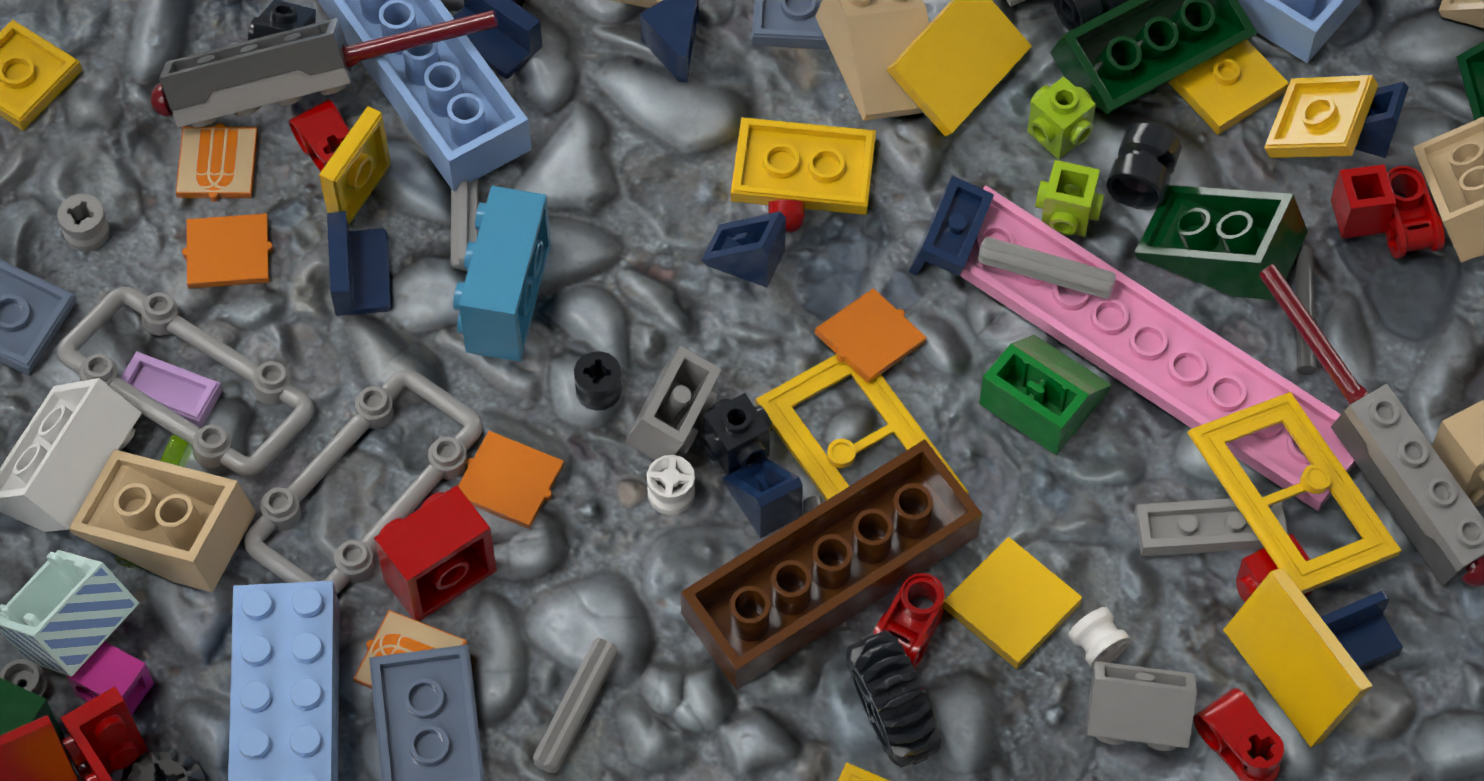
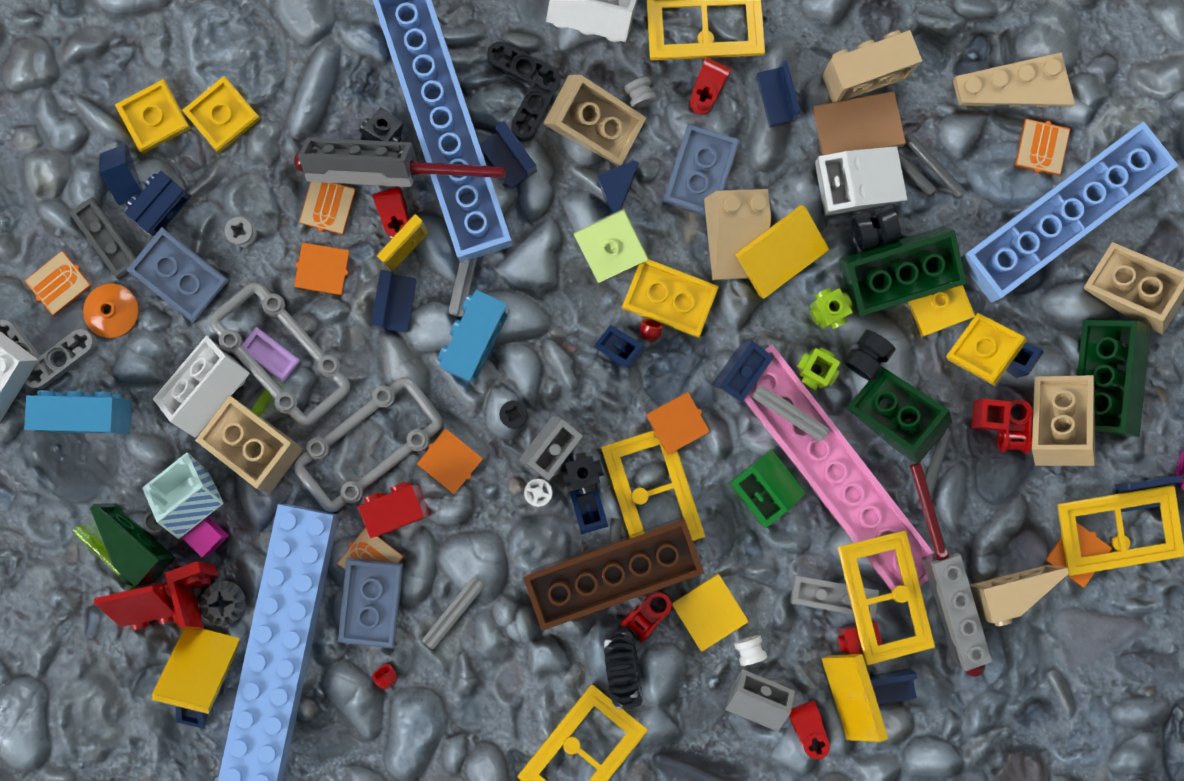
camera: 15 degrees right, 25 degrees up
(688, 106) = (611, 245): none -> yellowish green plate

